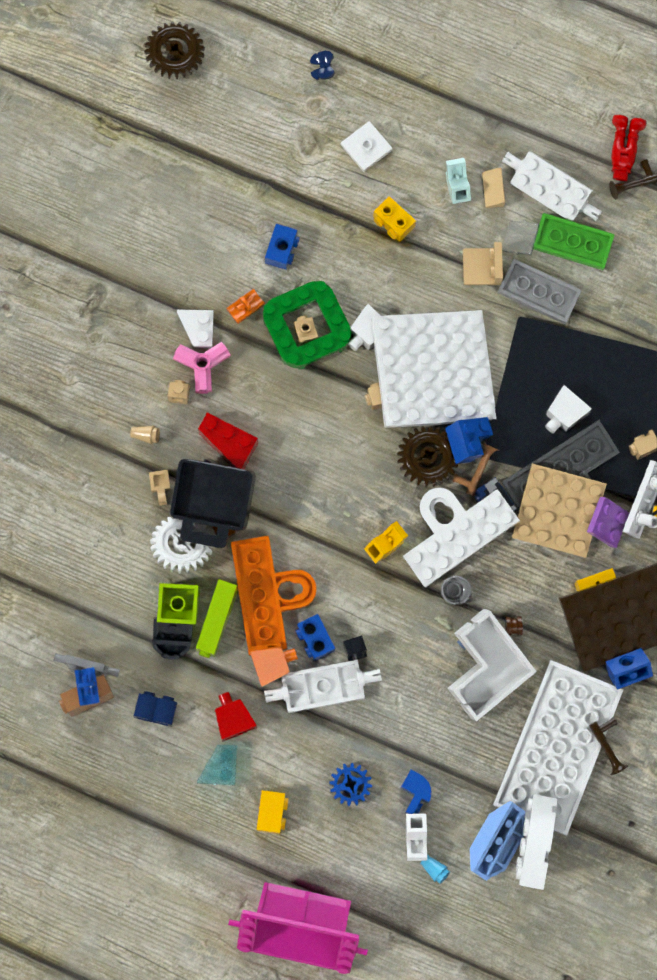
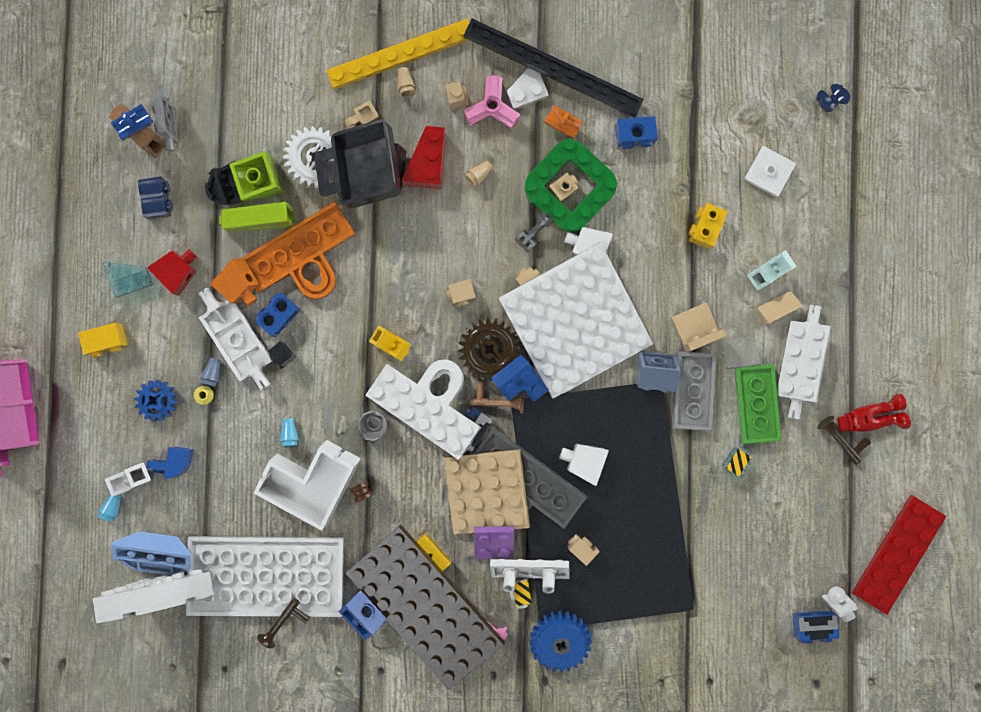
camera: 70 degrees right, 10 degrees up
(115, 429) = (398, 54): none -> yellow plate
(190, 295) = (553, 68): none -> black plate
(259, 402) = (478, 174): none -> tan cone
(330, 358) = (544, 220): none -> dark grey hinge
(346, 723) = (211, 373): none -> sand blue cone
(360, 744) = (209, 395): none -> light yellow plate
(365, 461) = (461, 293): none -> tan brick
(432, 672) = (288, 433): none -> medium azure cone
(509, 315) = (657, 371): none -> sand blue slope
(619, 280) = (737, 461): none -> brick

